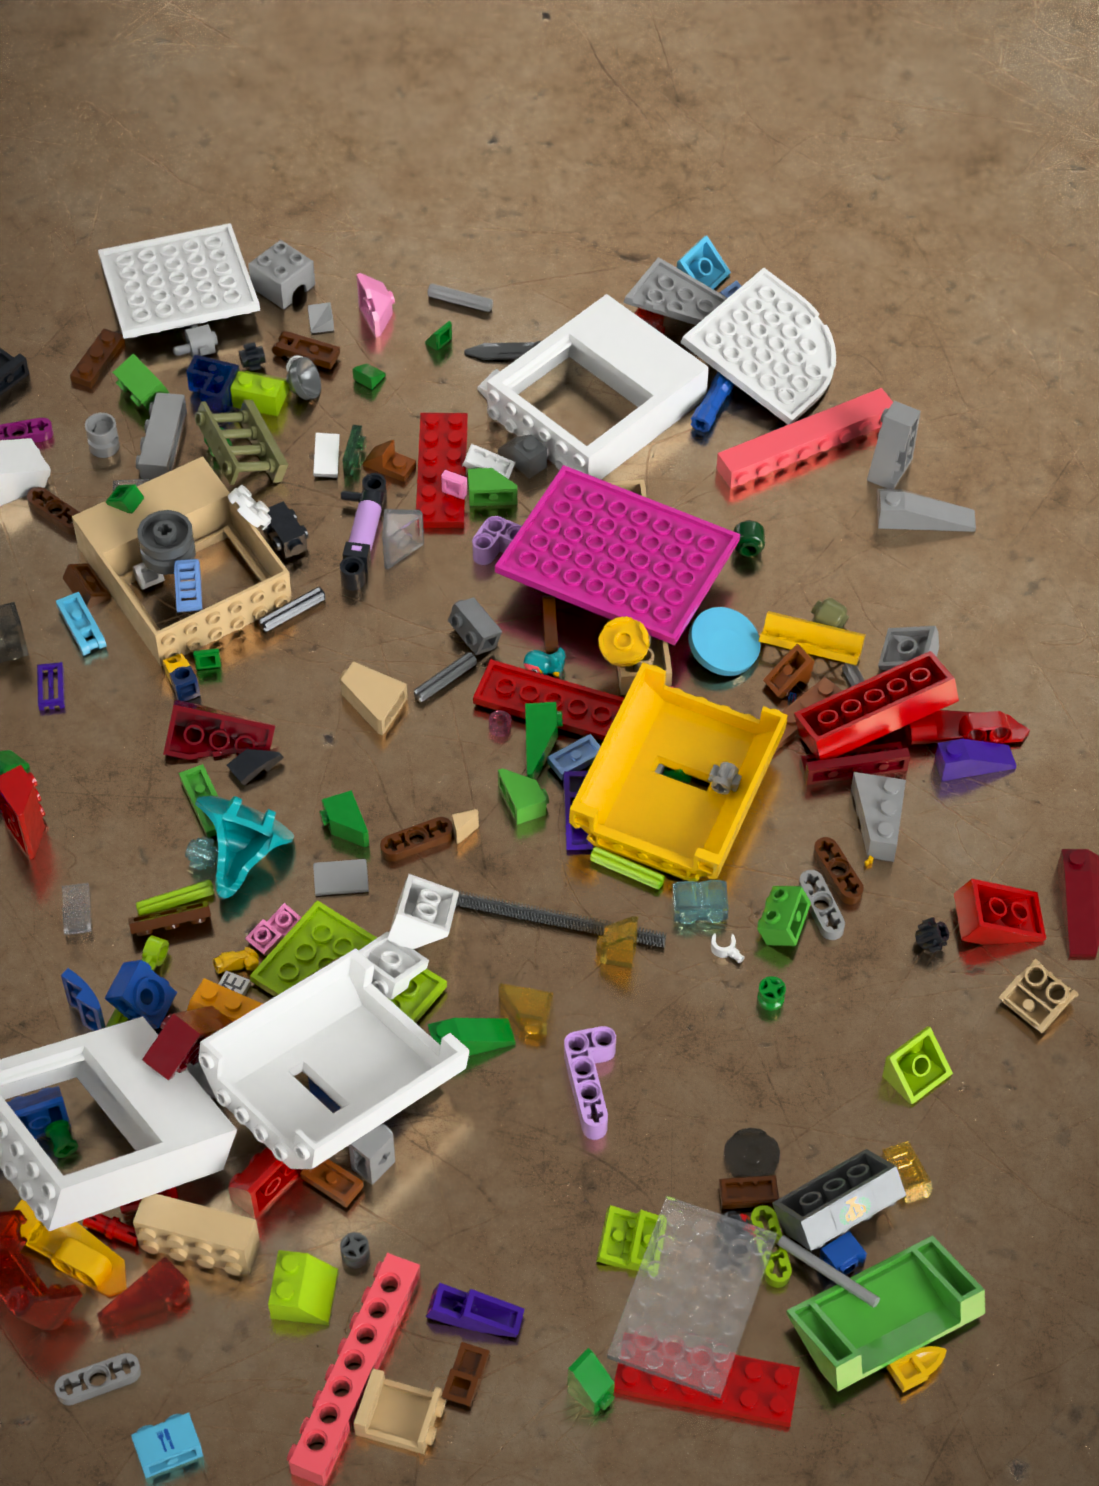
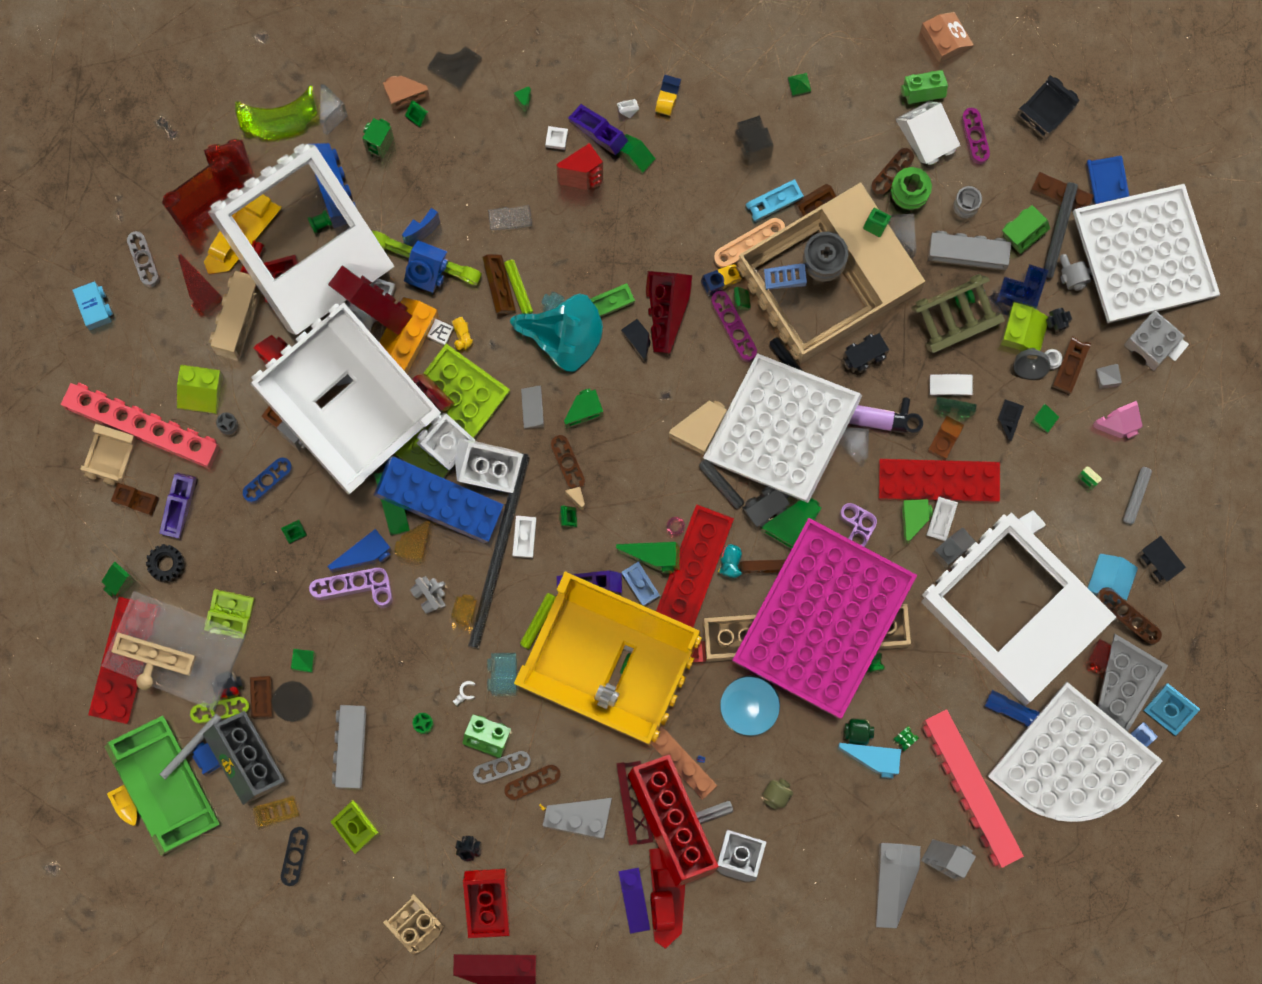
camera: 90 degrees right, 25 degrees up
(51, 702) = (699, 177): dark purple tile -> none
(80, 482) = (914, 177): none -> bright green piece
(87, 318) = (1107, 178): none -> blue door
(134, 648) = (741, 244): none -> light nougat plate
(143, 354) = (1060, 228): none -> dark grey axle
(244, 669) = (731, 327): none -> magenta beam
(252, 511) = (872, 312): white plate -> none
(271, 932) = (489, 360): bright pink slope -> none
(366, 406) = (1009, 417): none -> black slope
(378, 598) = (782, 427): none -> white plate
(440, 1209) = (275, 465): none -> blue beam
(454, 484) = (908, 488): bright pink tile -> none
(470, 969) = (438, 499): none -> blue brick
(489, 838) = (568, 516): none -> green slope
(498, 351) = (1076, 540): dark grey piece -> none
(499, 598) = (789, 524): none -> green slope
(510, 1158) = (293, 531): none -> green slope
(516, 883) = (524, 537): none -> white plate
(522, 795) = (601, 542): bright green slope -> none
(535, 275) = (1161, 560): none -> black brick
(538, 1063) = (365, 552): none -> blue slope
(549, 317) = (1112, 573): none -> medium azure slope
(561, 1309) = (173, 572): none -> black tyre
(587, 996) = (432, 591): none -> light grey hips
(596, 293) = (1131, 613): none -> reddish brown beam
(624, 641) = (732, 619): yellow tile -> none
(694, 1142) = (302, 660): none -> green slope
(705, 1313) = (152, 655): none -> tan plate
(753, 496) = (906, 738): none -> green wheel
(780, 524) = (878, 759): none -> medium azure slope
(789, 671) = (716, 755): dark orange slope -> none
(811, 1076) = (350, 747): none -> light grey brick
(812, 637) = (754, 778): yellow fence -> none
(975, 1137) = (303, 842): none -> black beam

